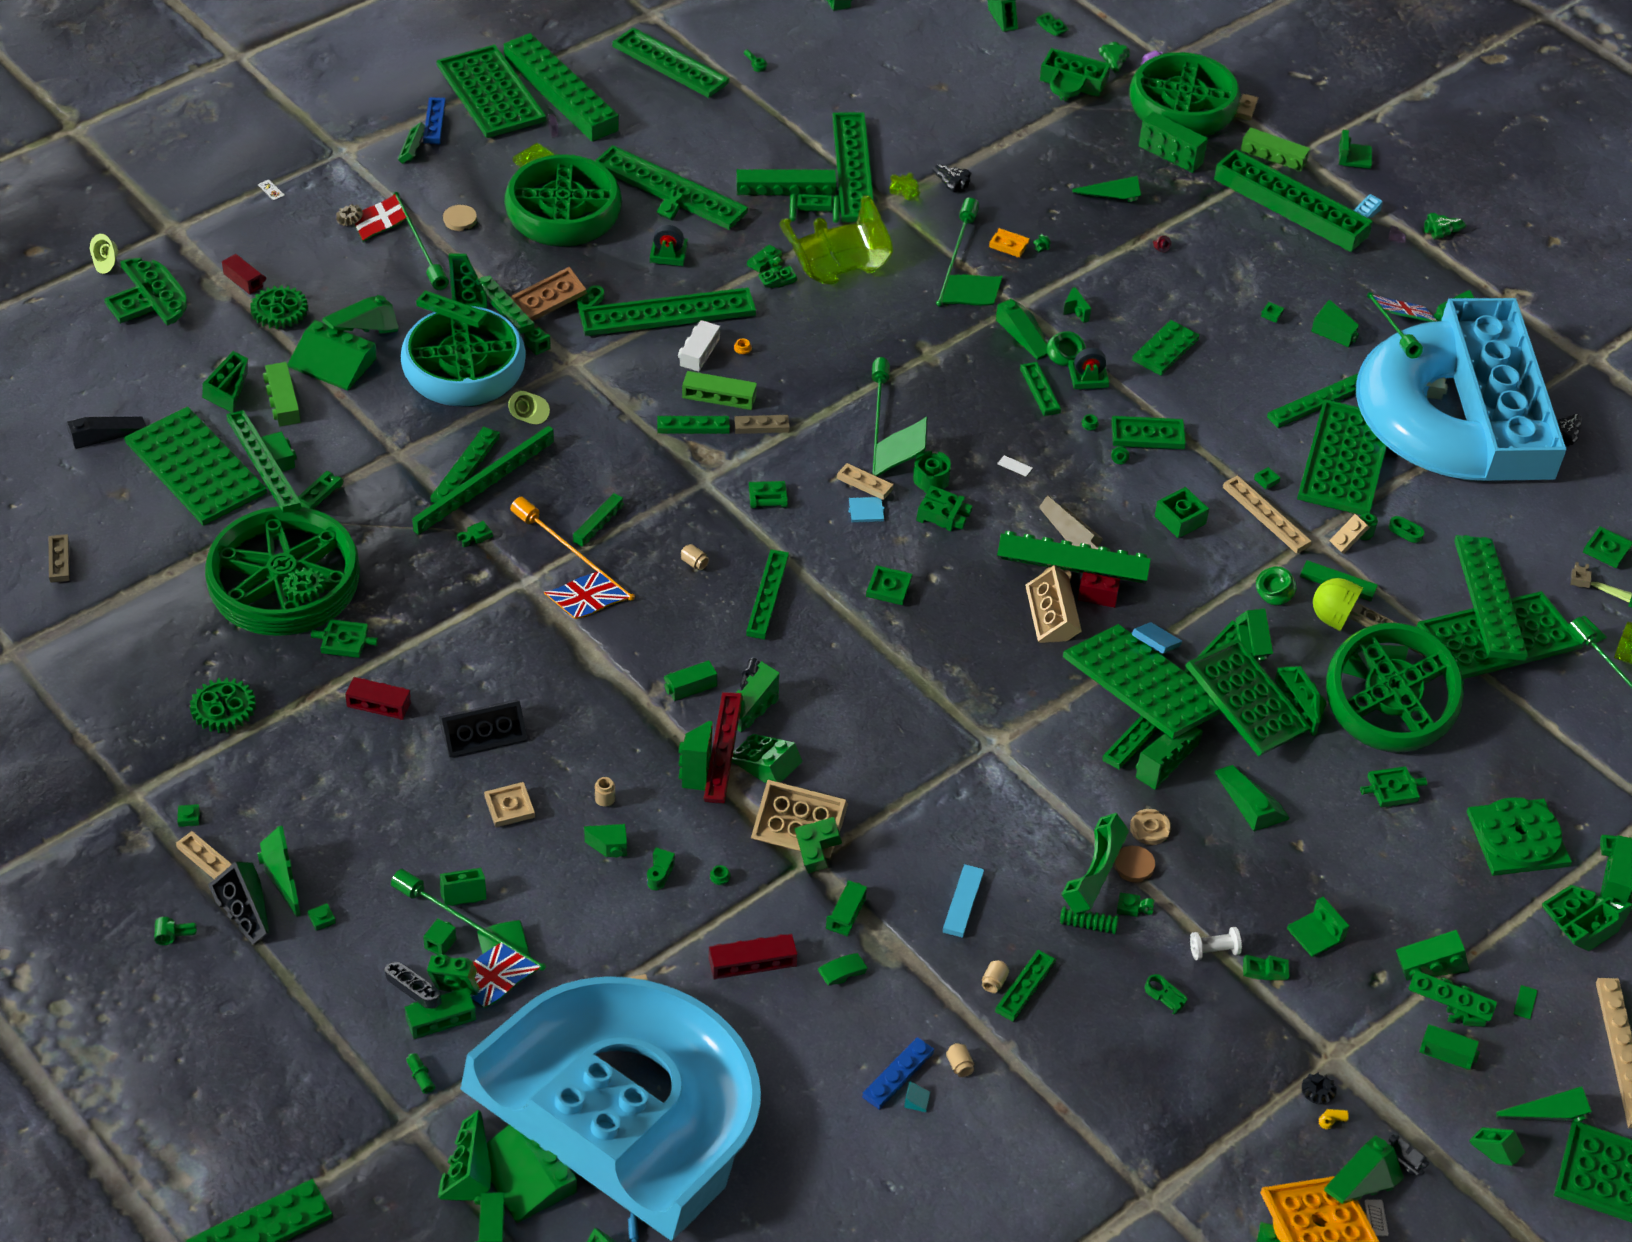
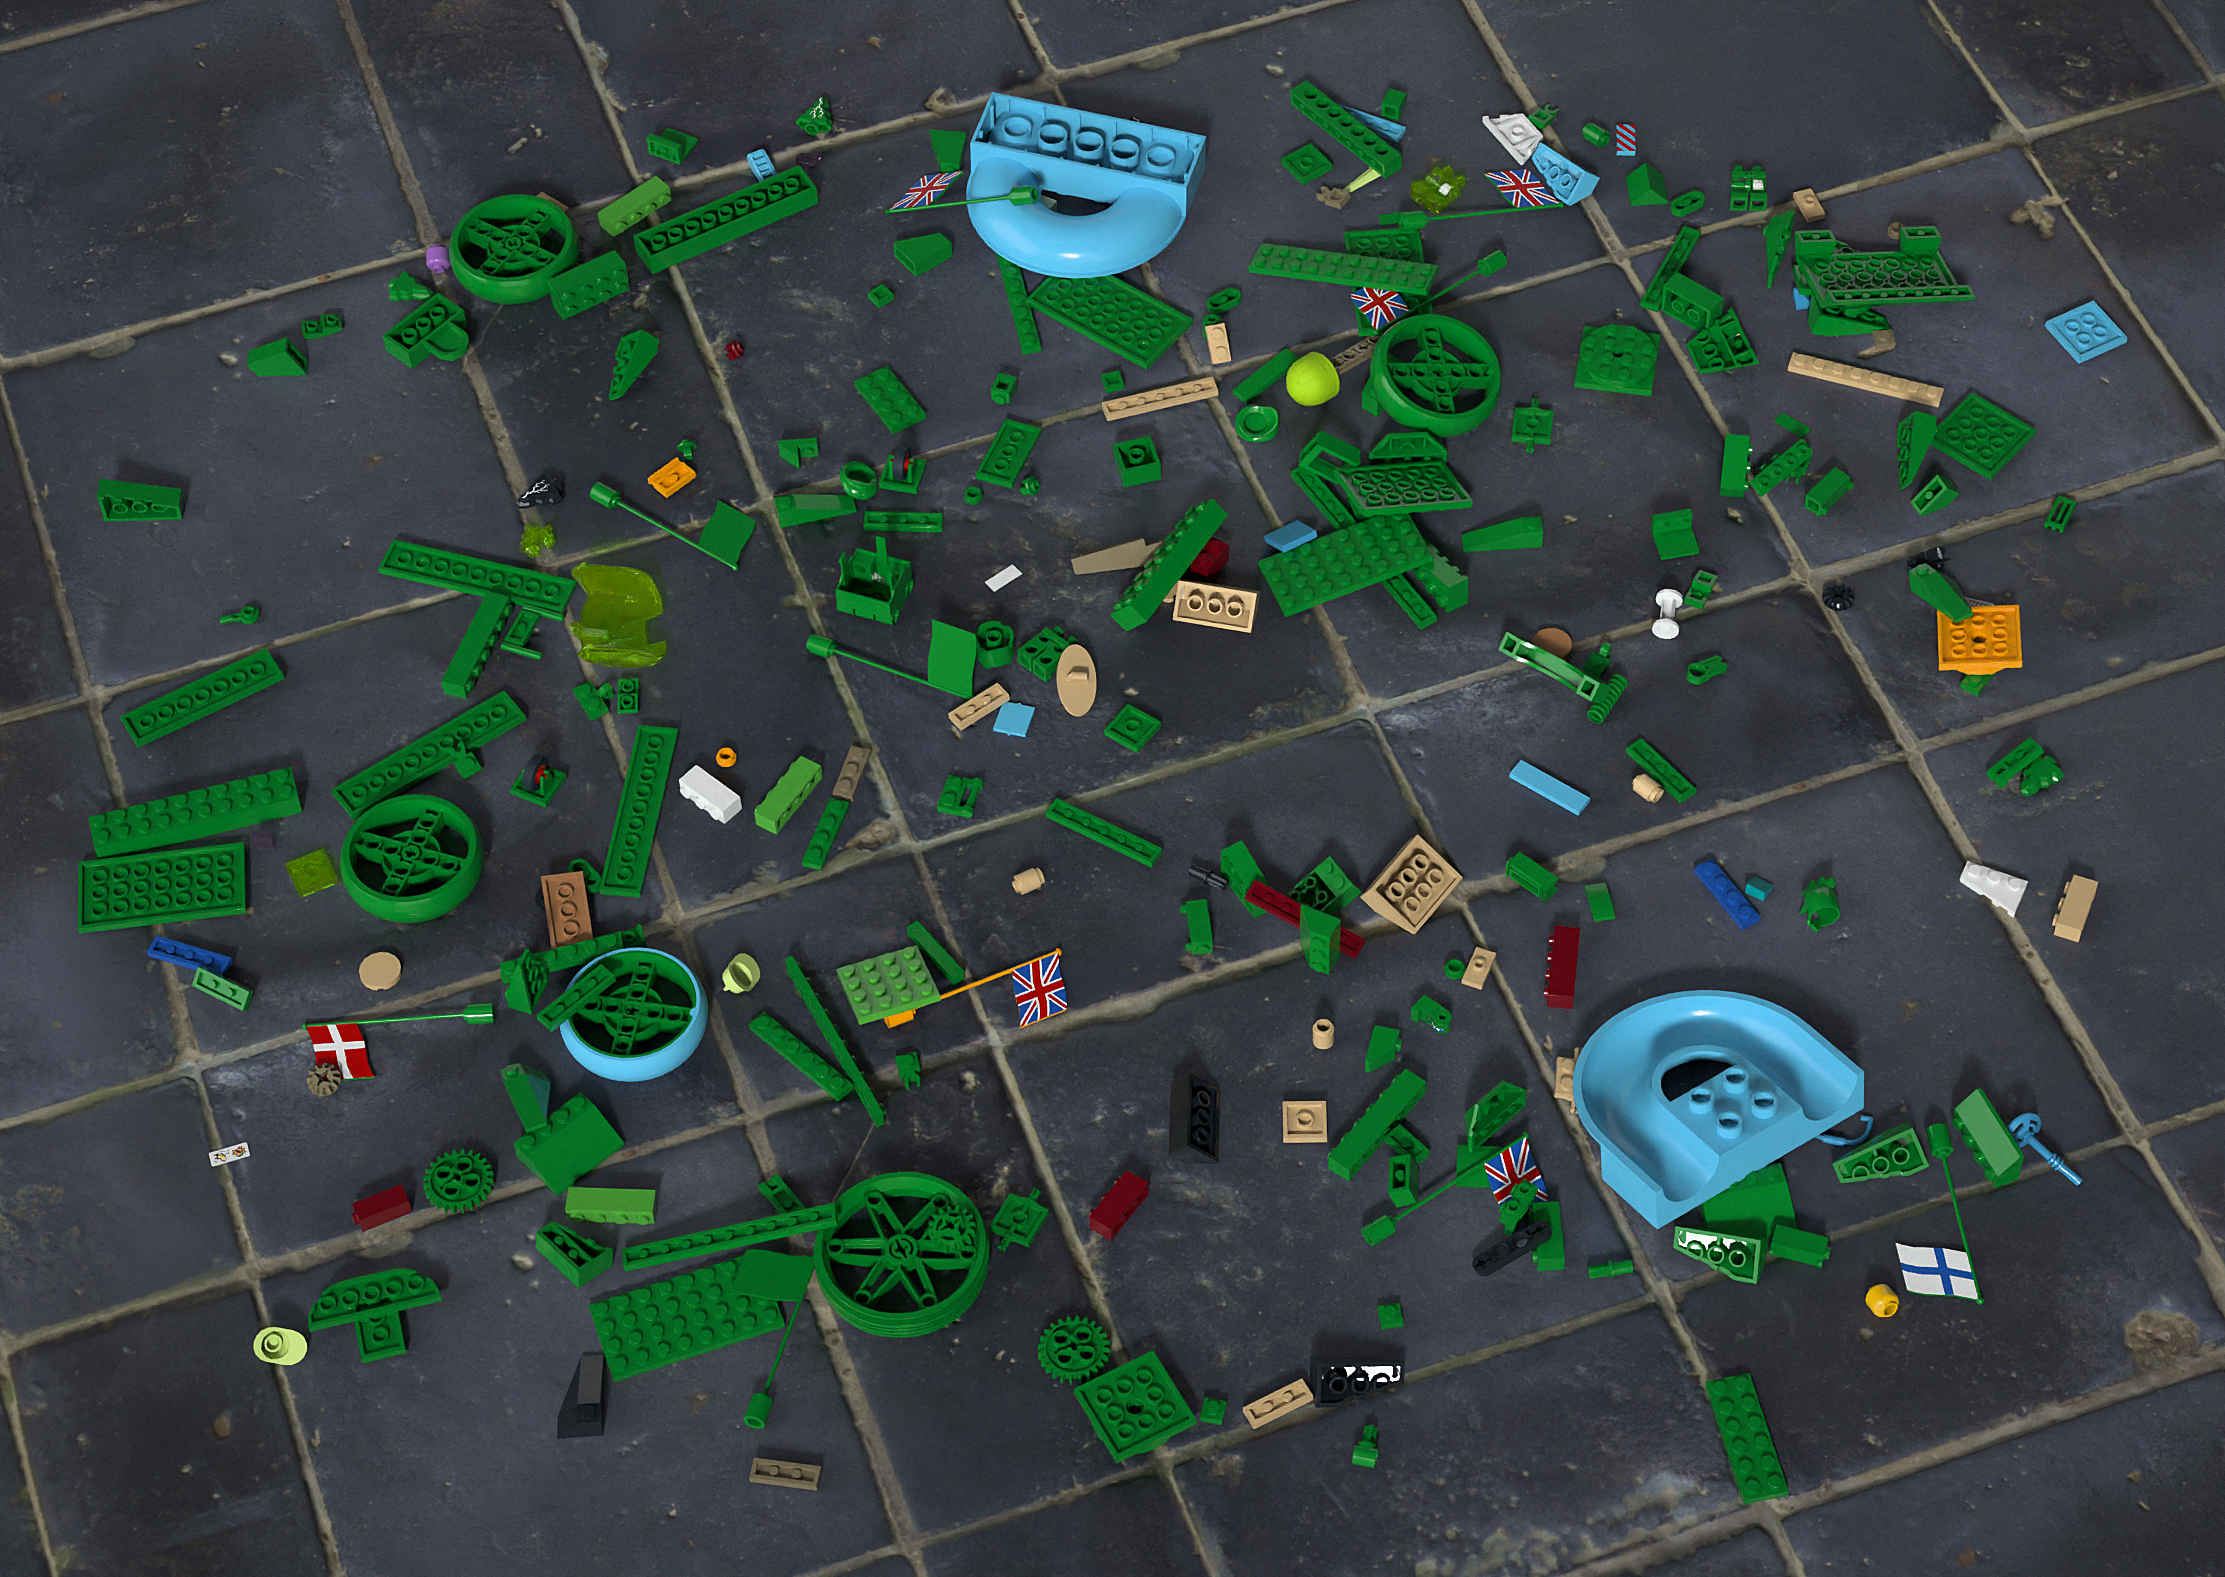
camera: 65 degrees left, 5 degrees up
(172, 739) = (1141, 1385): none -> green piece
(236, 496) = (778, 1279): none -> green flag
(278, 867) = (1319, 1335): green wedge -> none
(280, 450) = (705, 1220): green brick -> none
(440, 937) = (1455, 1216): green brick -> none
(508, 884) = (1405, 1143): none -> green plate
(522, 856) = (1378, 1121): none -> green brick
(548, 495) = (888, 985): none -> bright green plate
(556, 933) = (1492, 1113): none -> green wedge
(729, 894) = (1479, 968): none -> tan plate
(813, 839) = (1451, 879): green brick -> none
(914, 1148) = (1821, 900): none -> green piece
(921, 534) = (1076, 680): none -> tan shield
(952, 379) = (874, 574): none -> green piece
(960, 1060) = (1731, 841): tan brick -> none
(1150, 827) = (1512, 619): tan tile -> none
(1215, 410) = (1001, 392): none -> green brick
(1330, 1116) = (1869, 599): yellow arm -> none
(1462, 633) = (1387, 307): none -> flag

